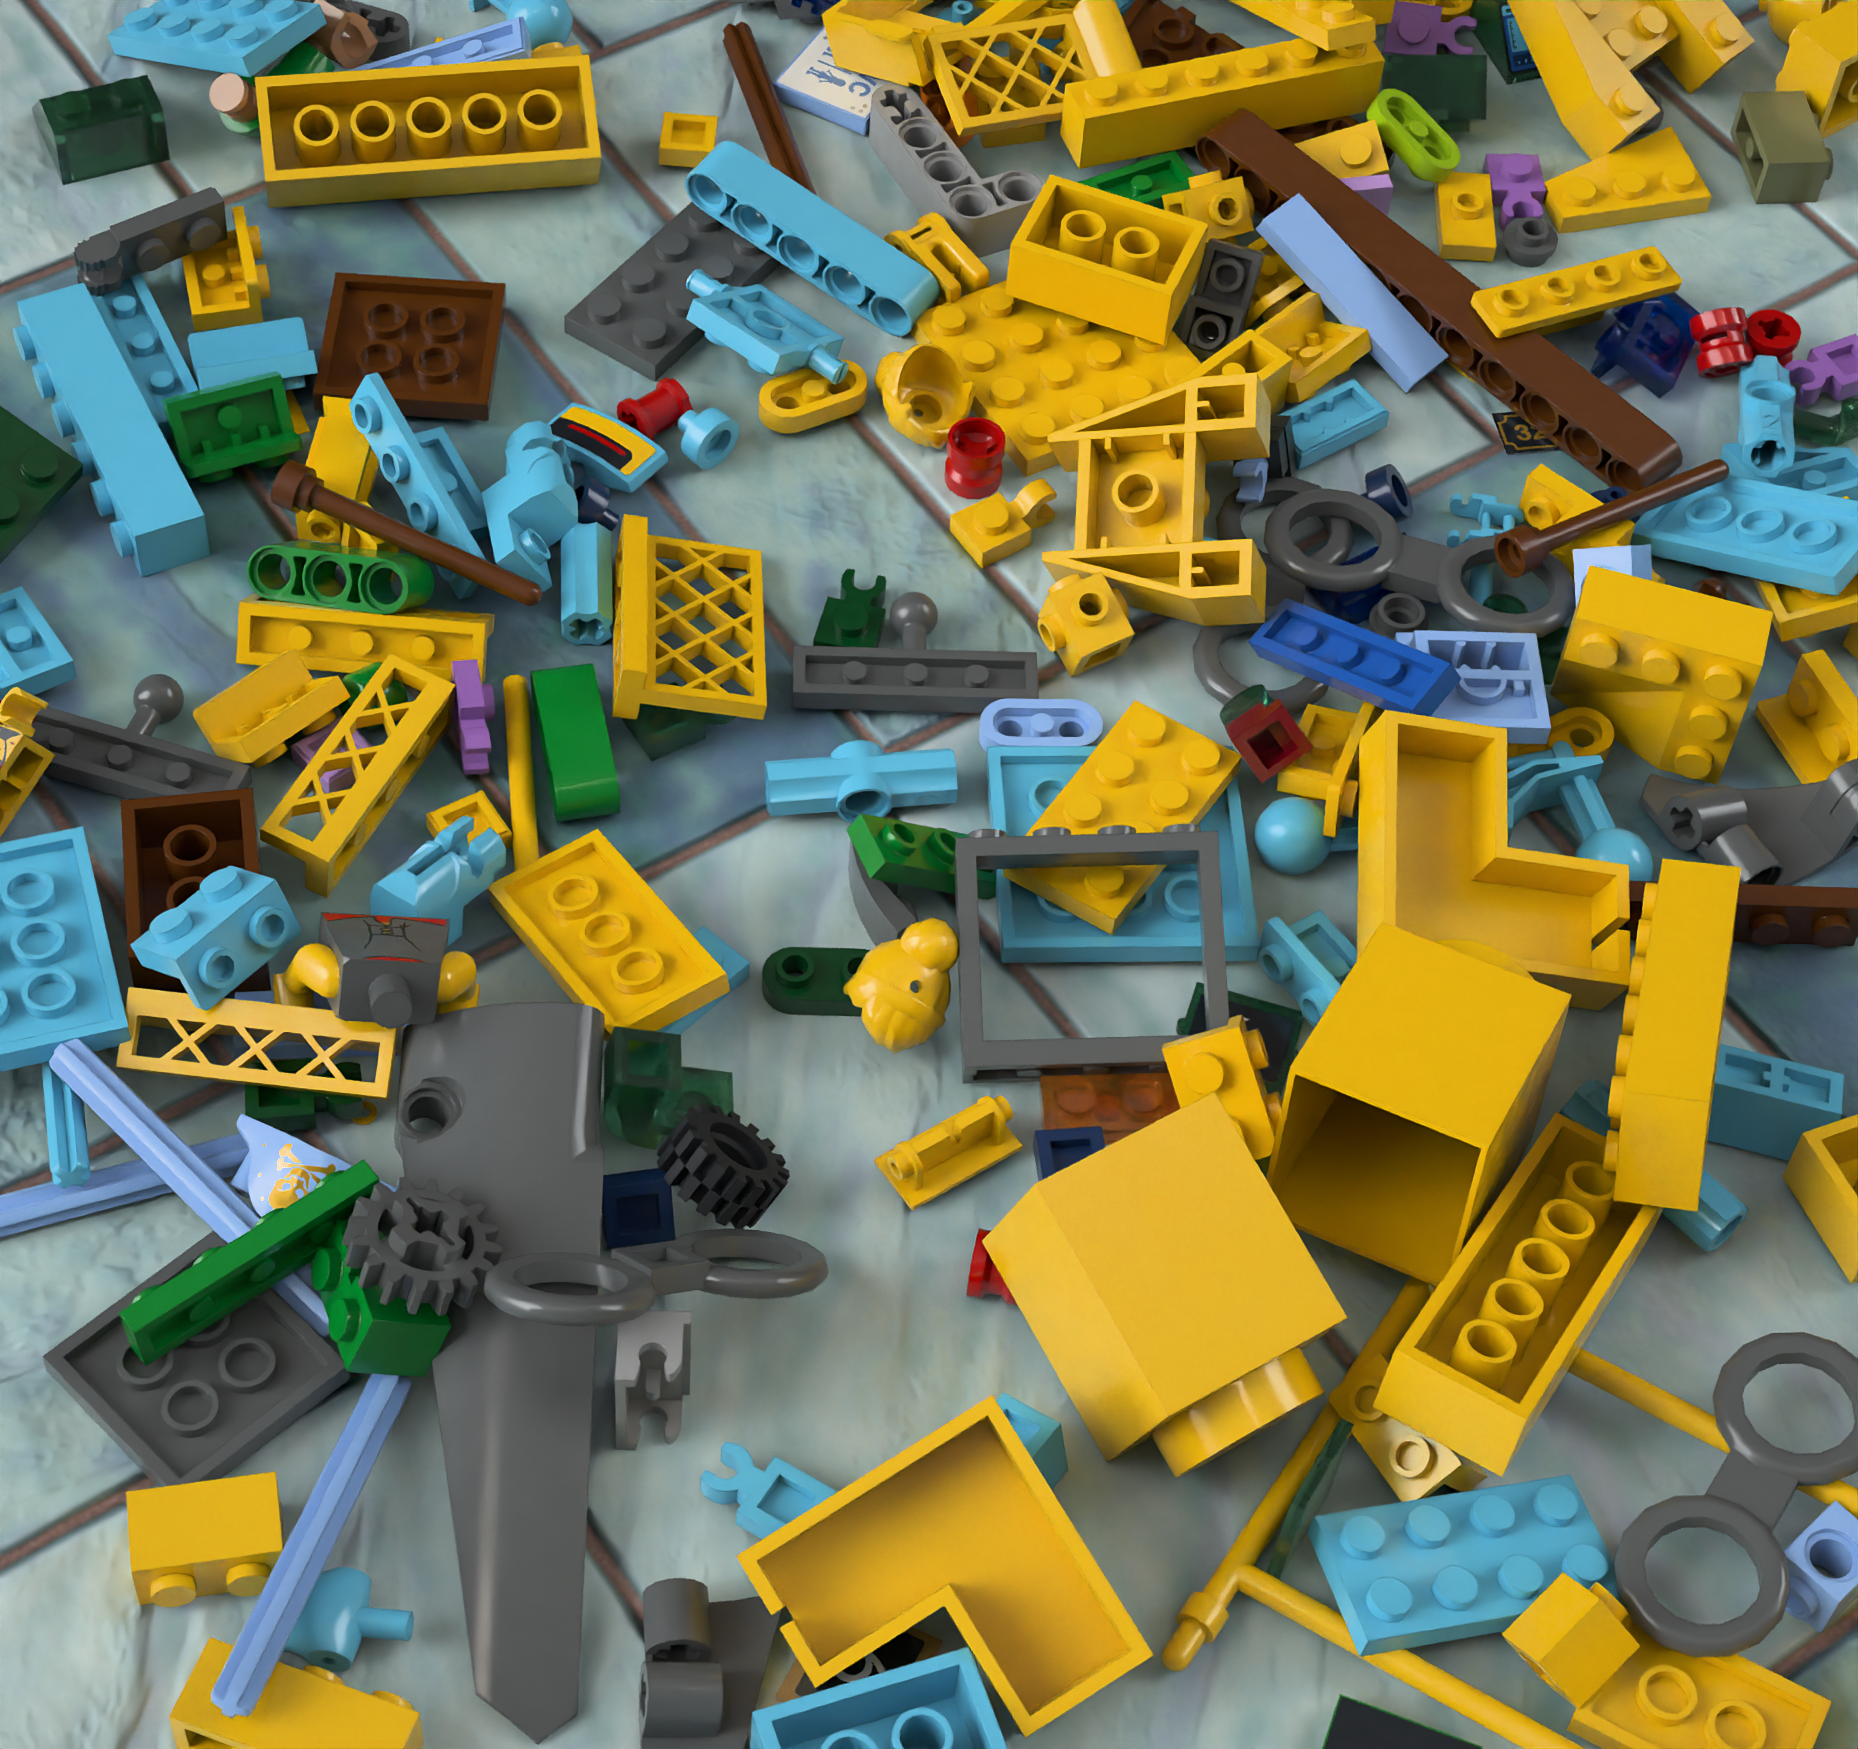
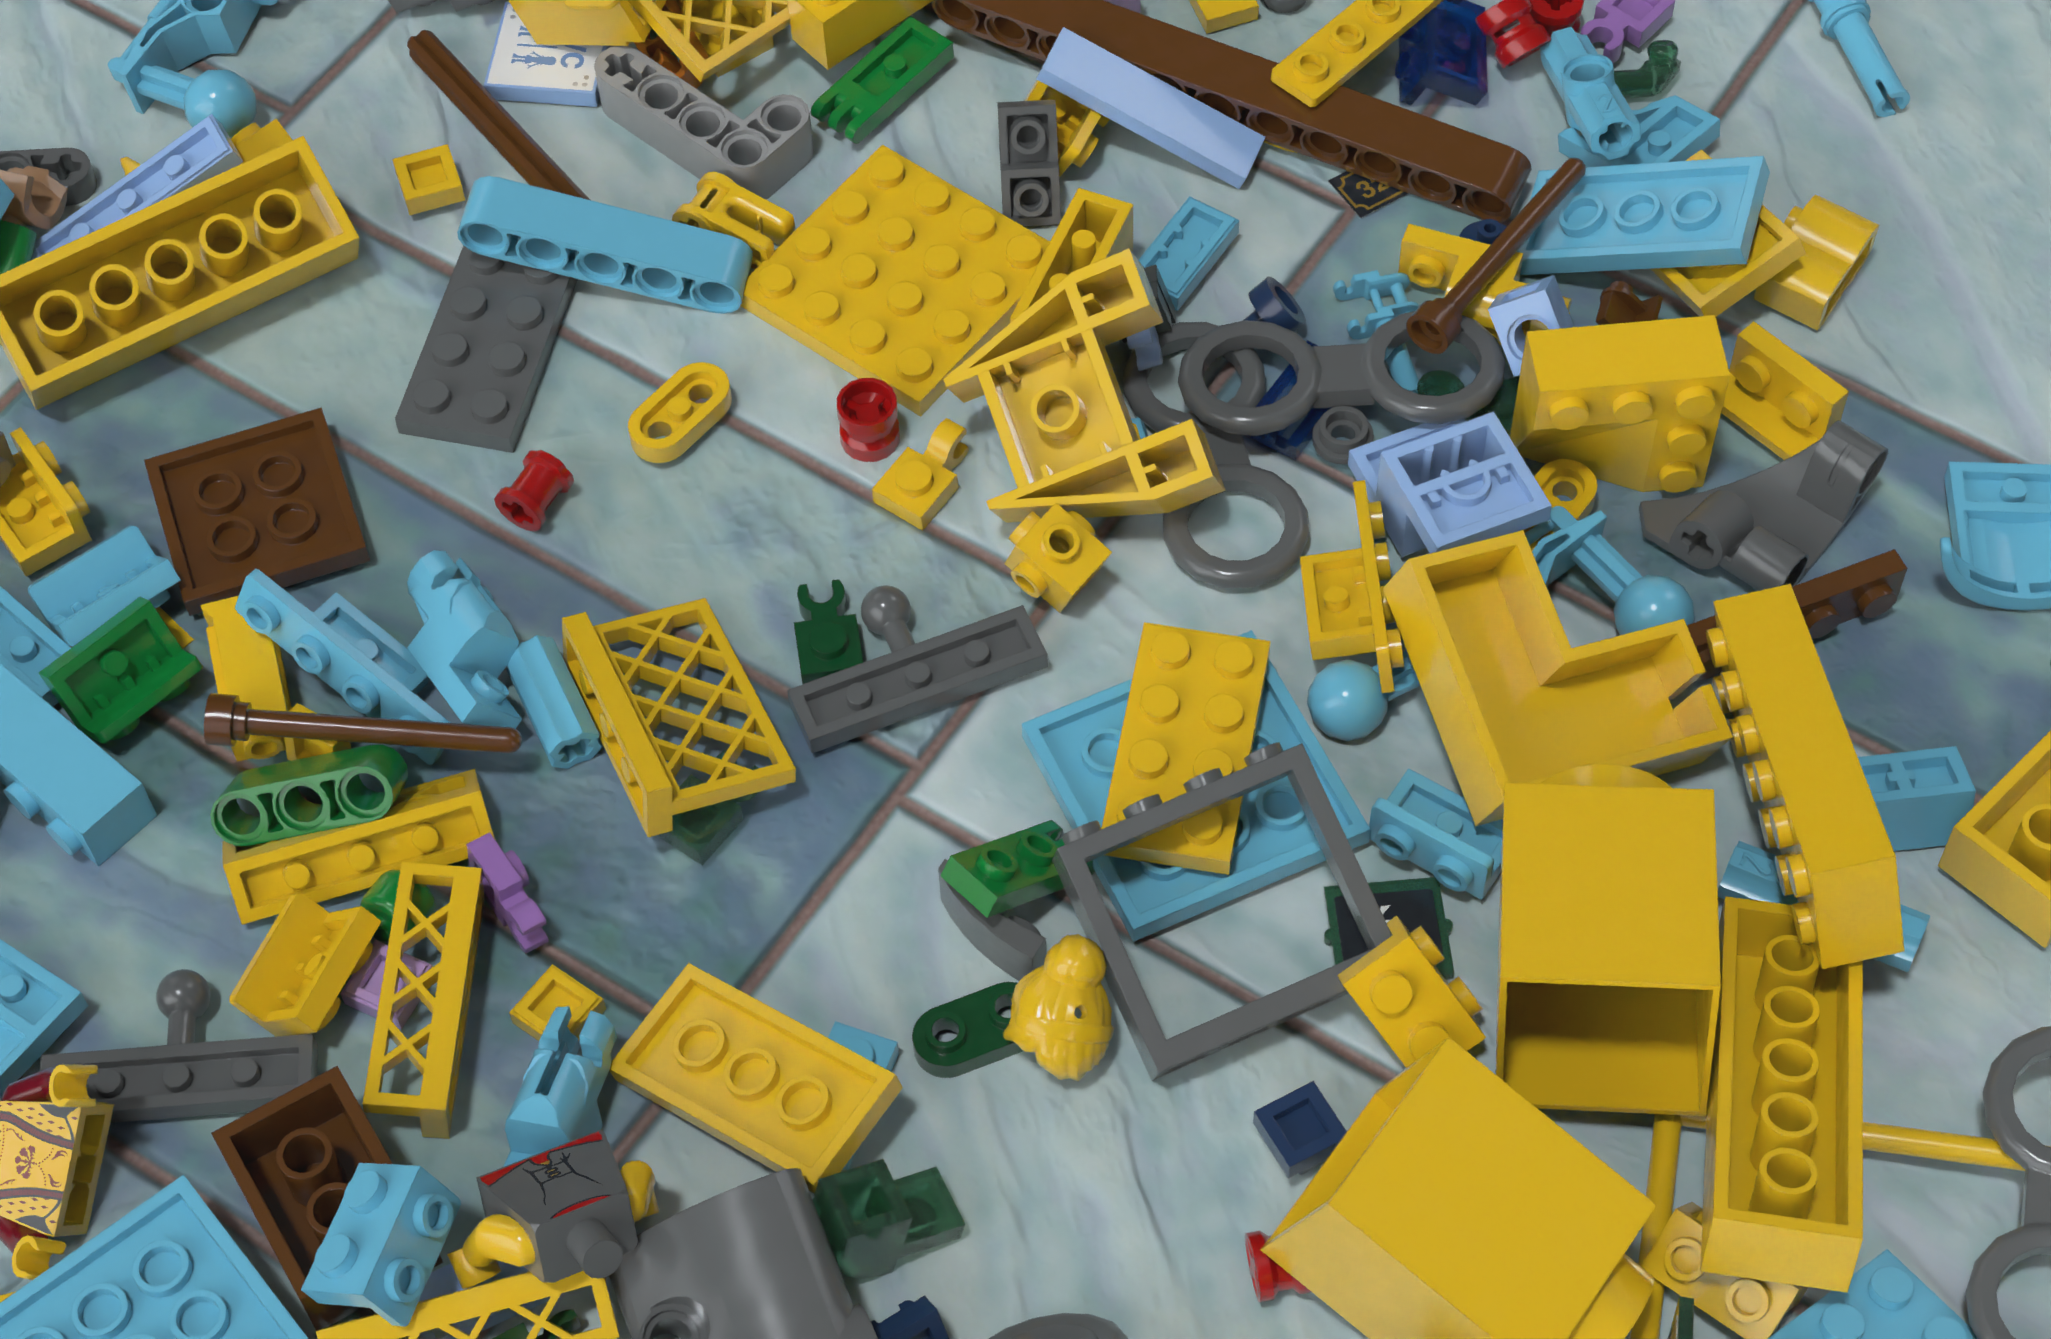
camera: 15 degrees left, 5 degrees up
(520, 771) = (581, 930): yellow bar -> none
(575, 742) = (621, 877): green beam -> none
(593, 503) = (522, 612): dark blue tile -> none
(607, 447) = (503, 545): slope -> none
(707, 436) = (597, 496): medium azure tile -> none
(722, 1166) = (977, 1272): black tyre -> none
(764, 328) = (603, 360): medium azure plate -> none
(860, 781) = (916, 808): medium azure piece -> none
(927, 384) = (791, 359): yellow piece -> none
(950, 1152) = (1176, 1160): yellow hinge -> none
(1040, 723) = (1058, 677): light blue plate -> none
(1106, 259) = (907, 164): yellow brick -> none
(1113, 1101) = (1304, 1049): clear orange plate -> none
(1218, 202) = (974, 71): yellow brick -> none
(1263, 731) = (1277, 606): dark red leg -> none
(1316, 345) = (1137, 175): yellow bracket -> none
(1354, 659) = (1337, 504): blue plate -> none

